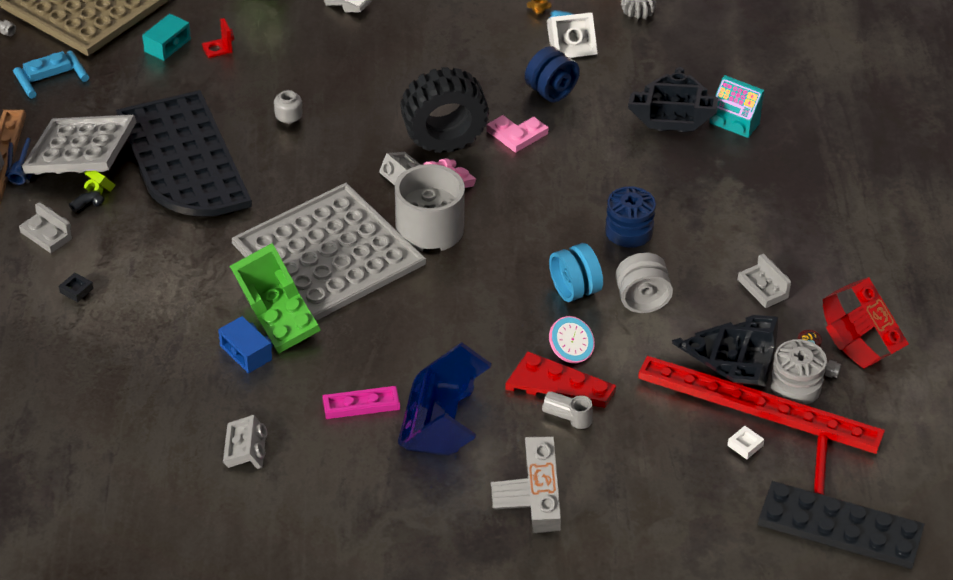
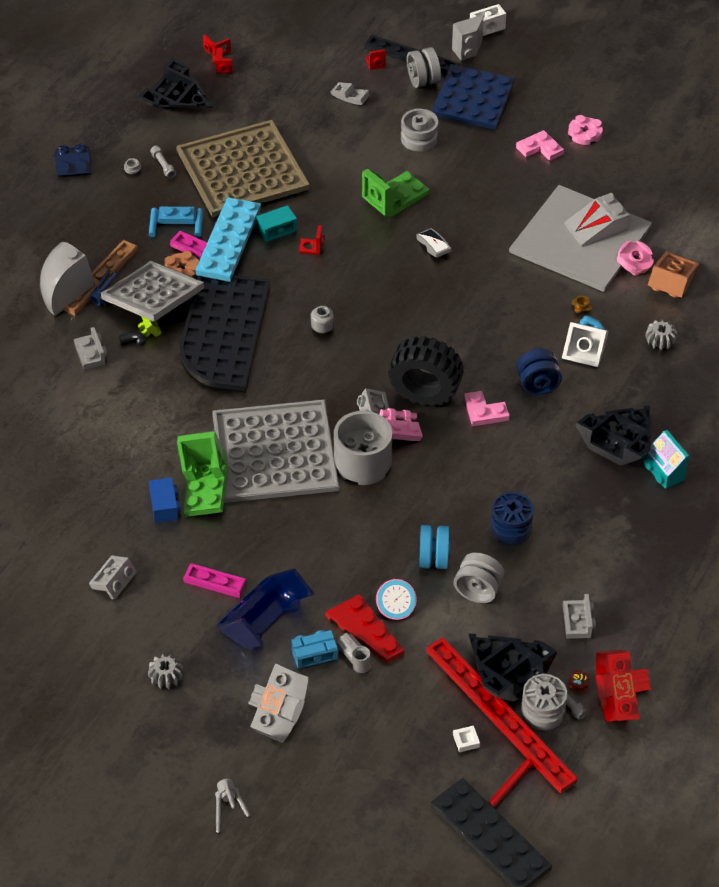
camera: 30 degrees right, 5 degrees up
(76, 287) = (80, 404): black plate -> none
(89, 106) = (185, 260): none -> nougat plate
(95, 89) = (186, 242): none -> dark pink plate
(127, 67) = (228, 239): none -> medium azure plate
(379, 513) = (165, 671): none -> light grey gear
(525, 420) = (314, 649): none -> dark azure brick

